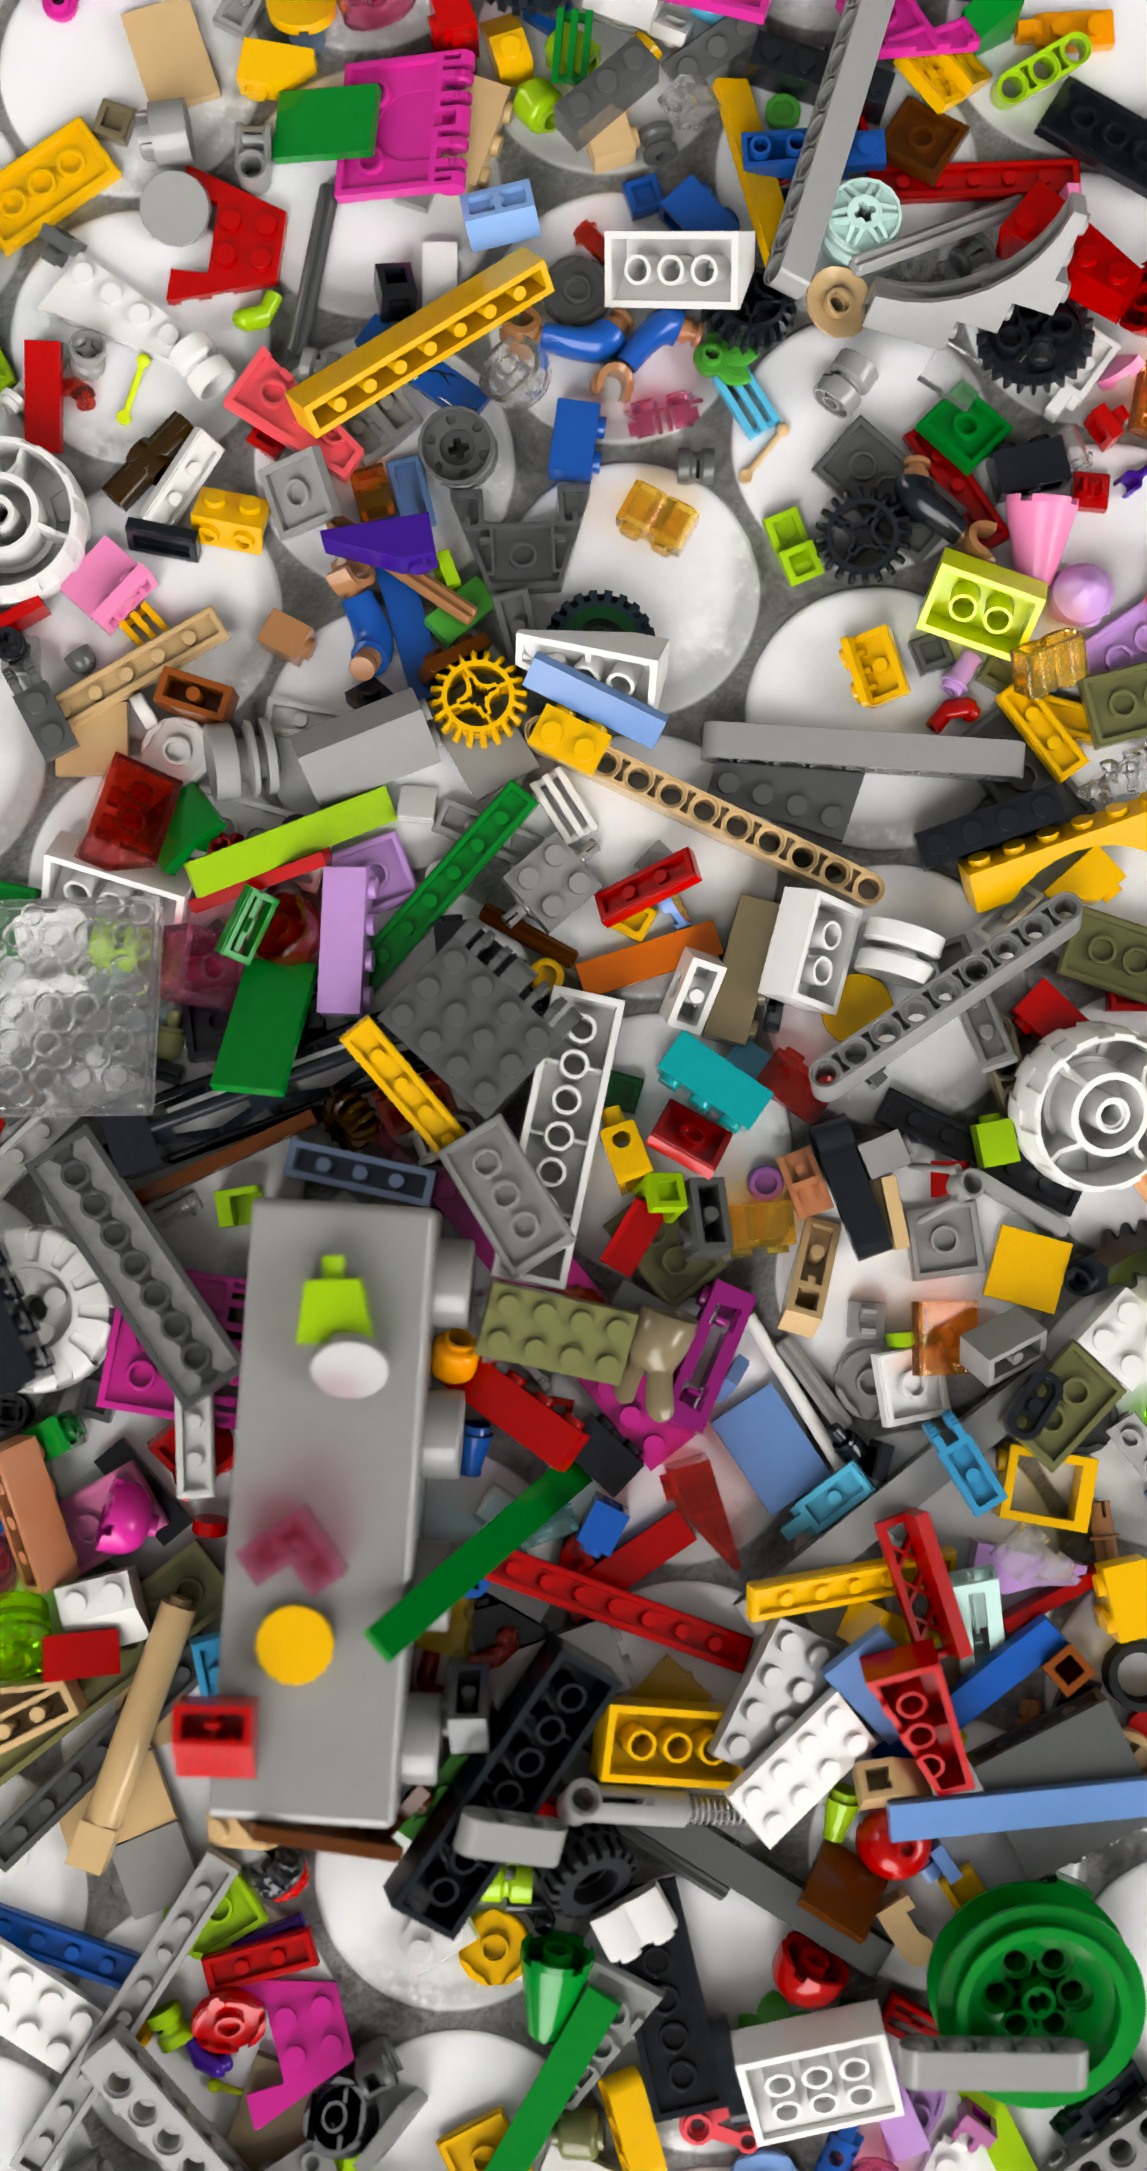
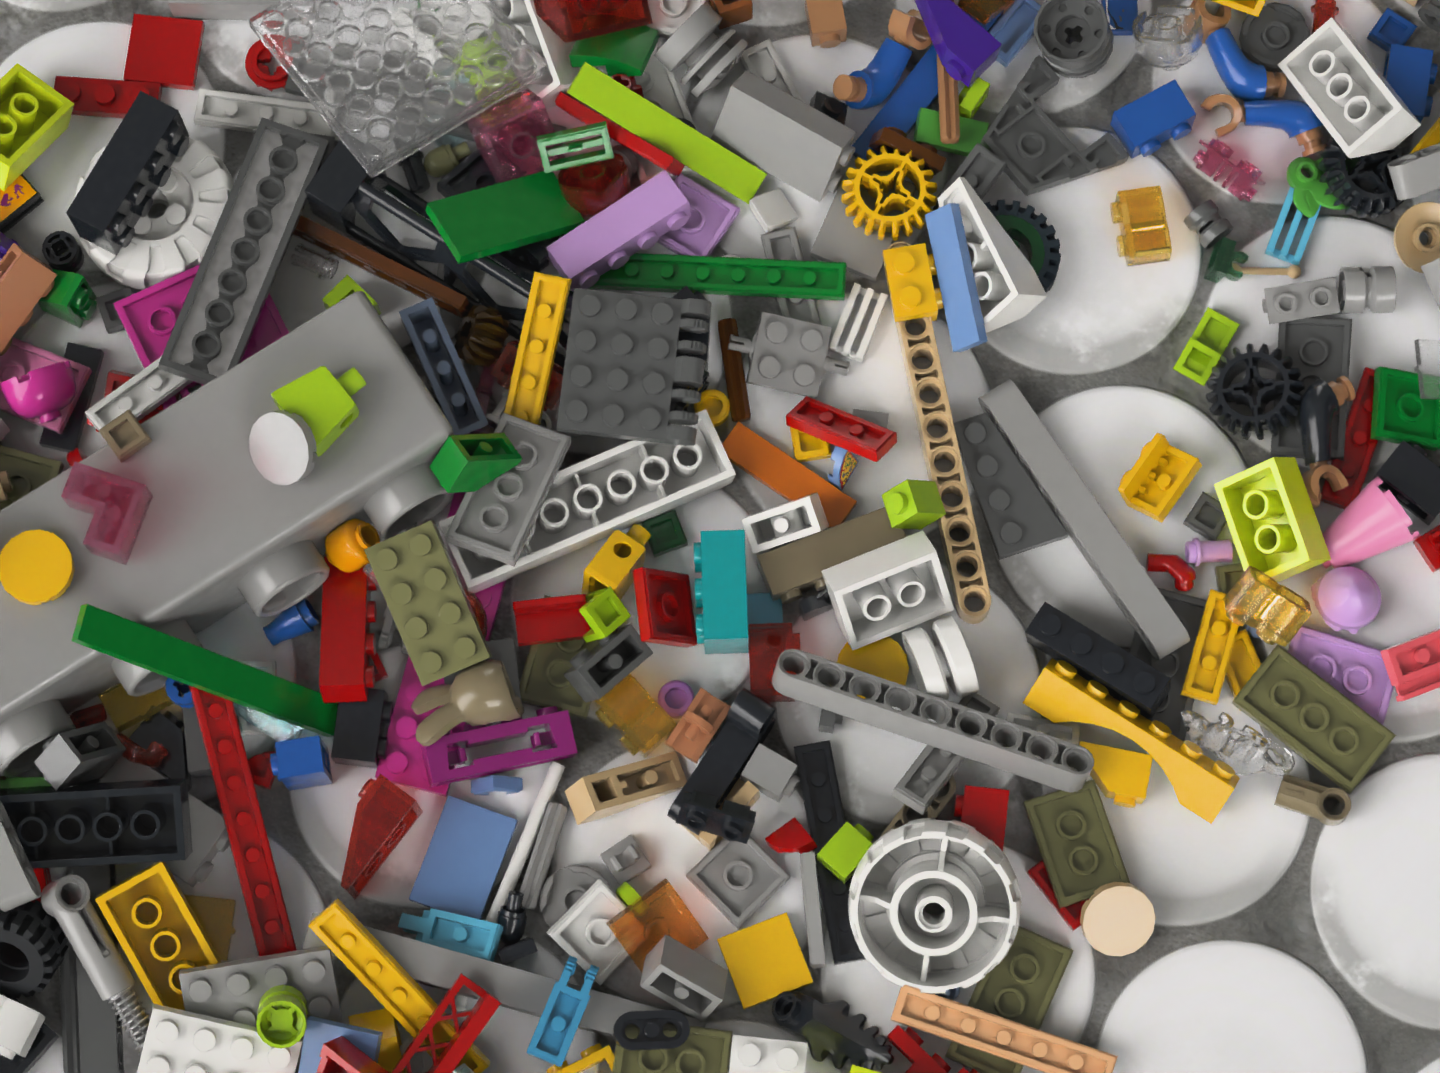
camera: 55 degrees right, 10 degrees down
(235, 1488) = (125, 435): none -> dark tan tile
(467, 1209) = (473, 461): none -> green slope
(642, 1553) = (301, 819): red tile -> none
(733, 479) = (1221, 261): none -> clear green tile
(756, 877) = (913, 504): none -> lime brick
(811, 1697) = (282, 1016): none -> lime wheel
(815, 442) = (1301, 300): none -> light grey hinge
(884, 1237) = (731, 823): none -> black hinge
(960, 1186) = (788, 844): light grey plant -> none

